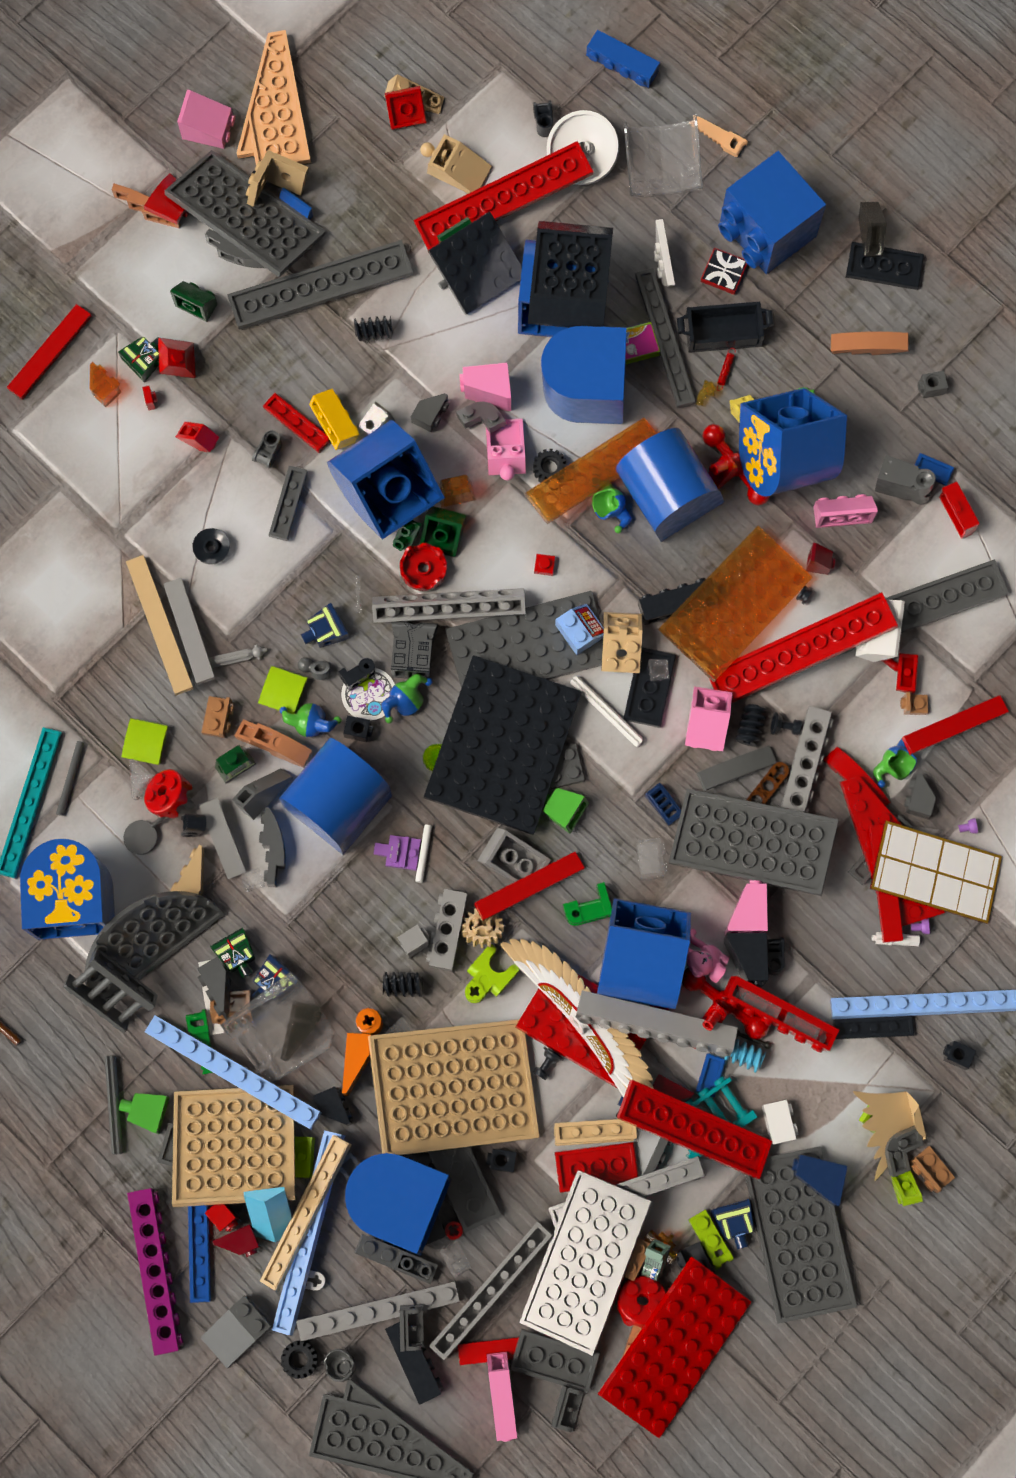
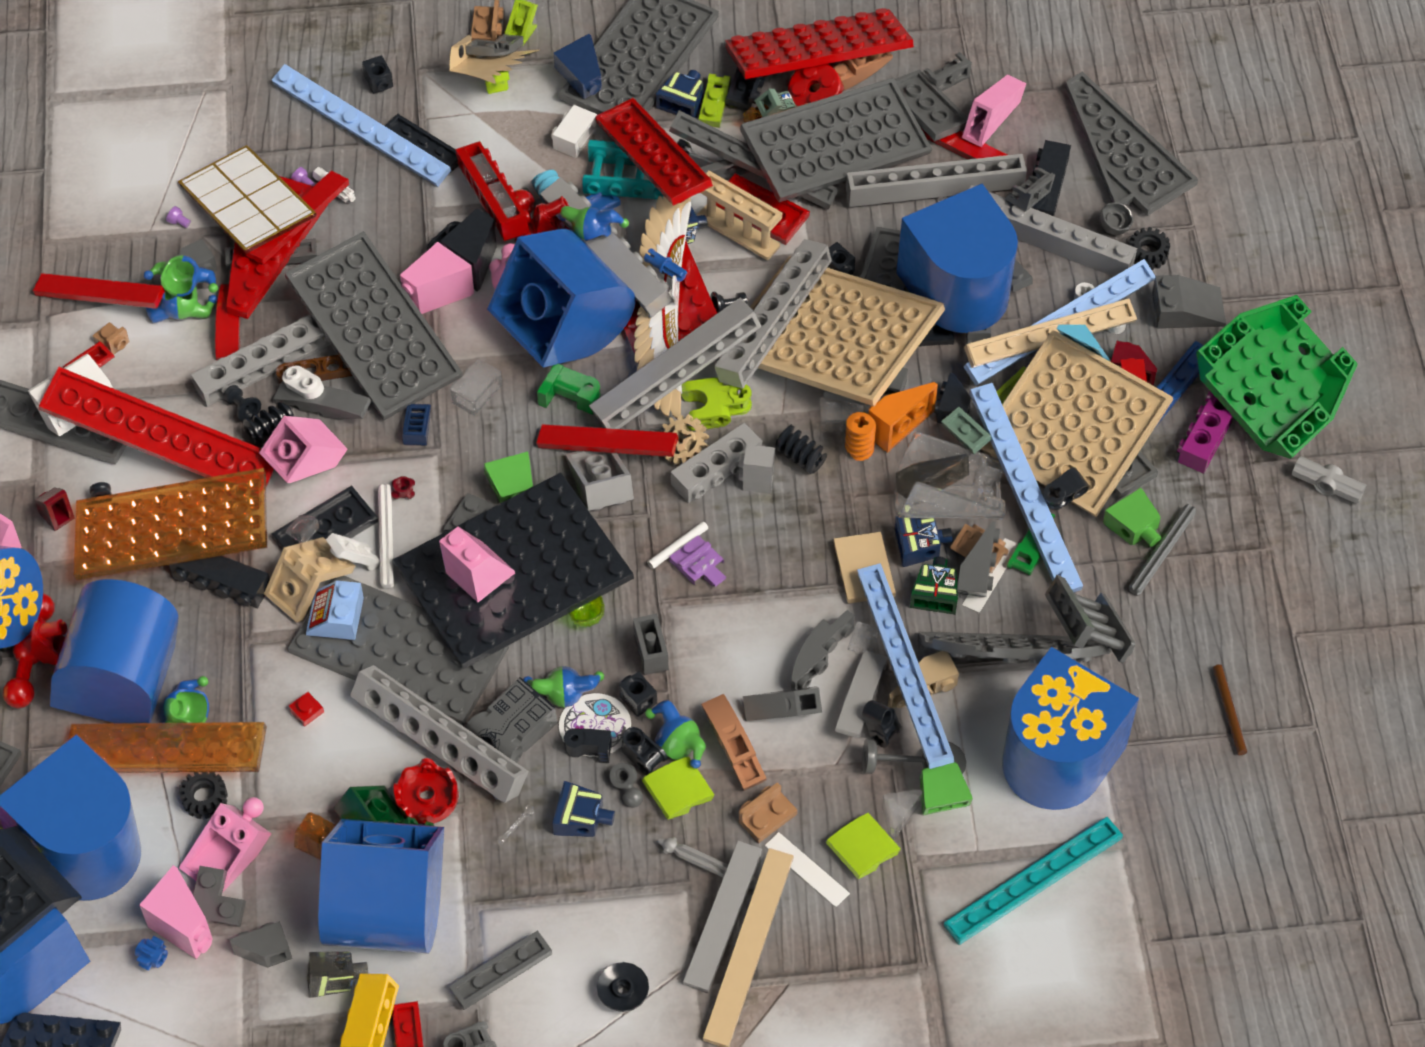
camera: 140 degrees left, 20 degrees down
(39, 1252) = (1329, 480): none -> light grey piece
(70, 778) = (971, 871): dark grey bar -> none
(98, 1302) = (1309, 388): none -> green wedge
(124, 814) = (943, 789): none -> bright green torso
(168, 704) = (810, 871): none -> white sticker
(175, 795) = (867, 766): red plate -> none
(202, 1092) = (1068, 488): none -> black piece
(206, 870) = (905, 666): none -> light blue plate
(234, 763) = (790, 749): dark green torso -> none
(294, 933) = (857, 553): none -> tan tile
(301, 1081) = (966, 430): none -> sand green plate
(319, 694) = (646, 753): none -> black piece
(336, 795) = (719, 632): blue brick -> none
(378, 762) = (650, 644): none -> dark grey brick
(485, 357) = (151, 953): none -> blue gear
(497, 1078) = (775, 312): none -> light grey brick
(517, 715) = (473, 564): none -> bright pink slope
(527, 968) = (676, 365): none -> light grey brick
(599, 1036) = (665, 265): none -> blue axle
(607, 672) = (353, 551): none -> white plate
(627, 746) = (403, 482): none -> dark red plate
(671, 1019) = (591, 221): none -> blue piece
(671, 1088) = (639, 208): dark red slope -> none
(758, 765) = (298, 380): none -> white plate
(908, 772) = (181, 275): none -> bright green piece

